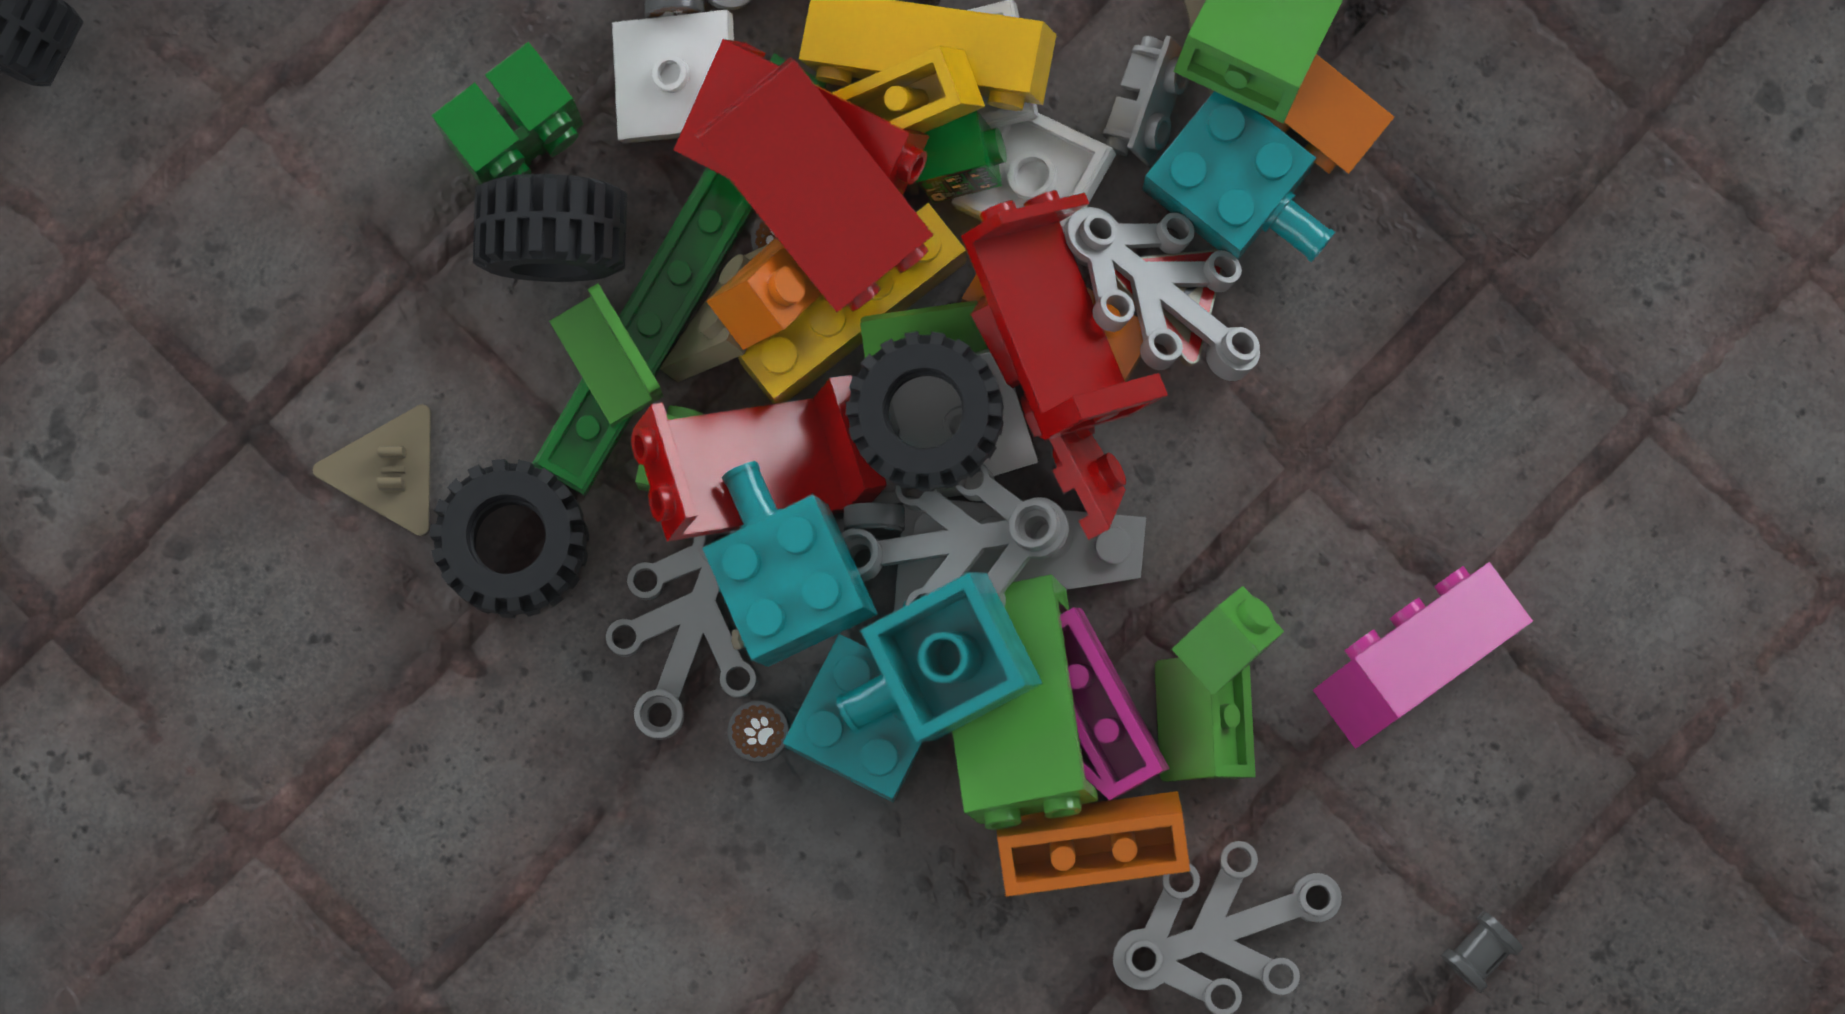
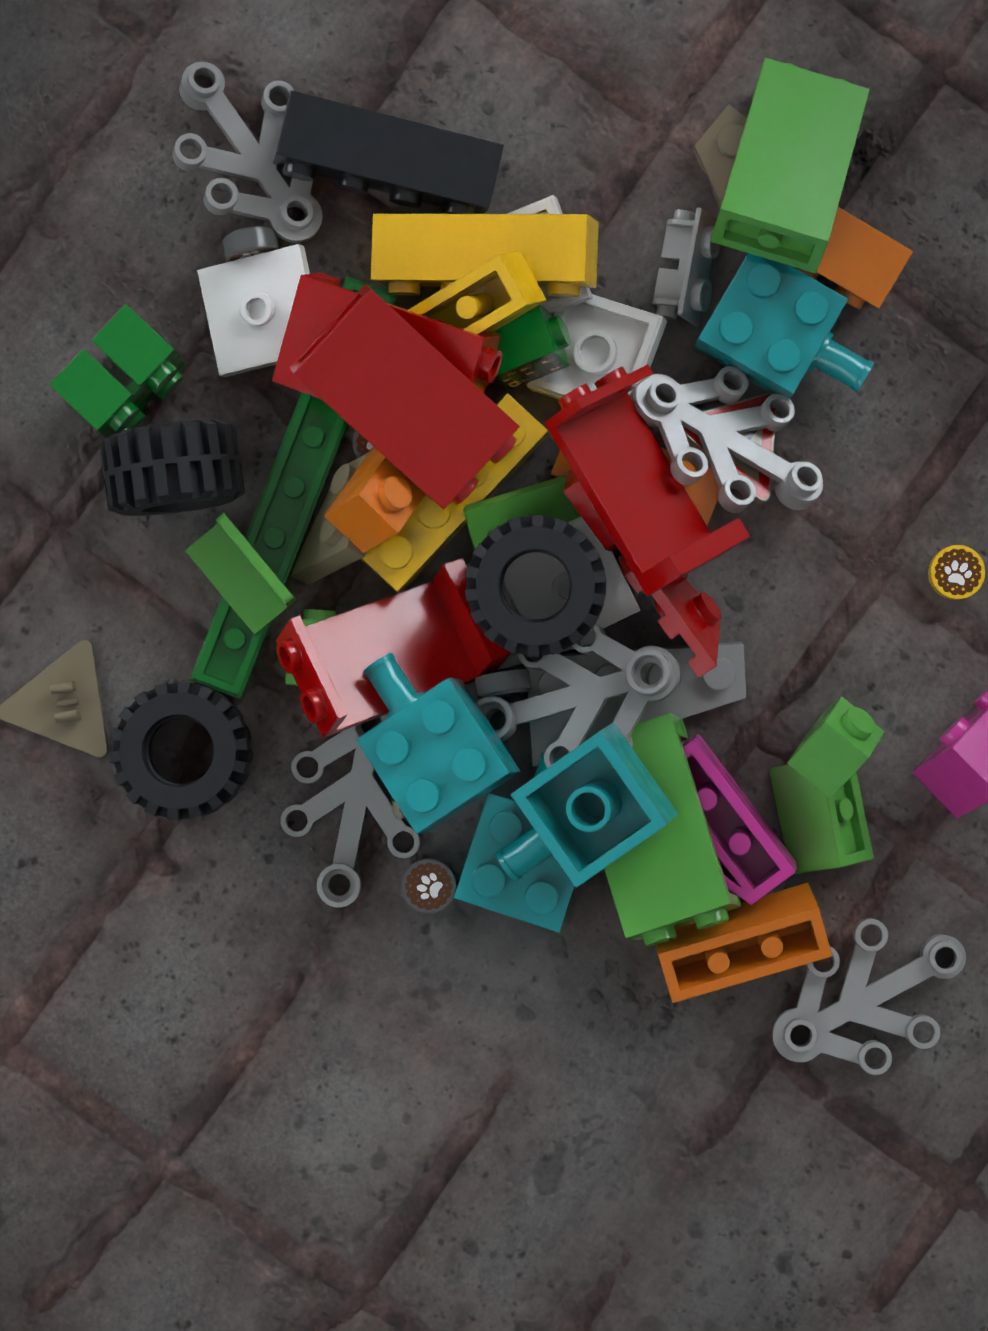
camera: 10 degrees left, 5 degrees up
(1394, 477) = (956, 572): none -> tile

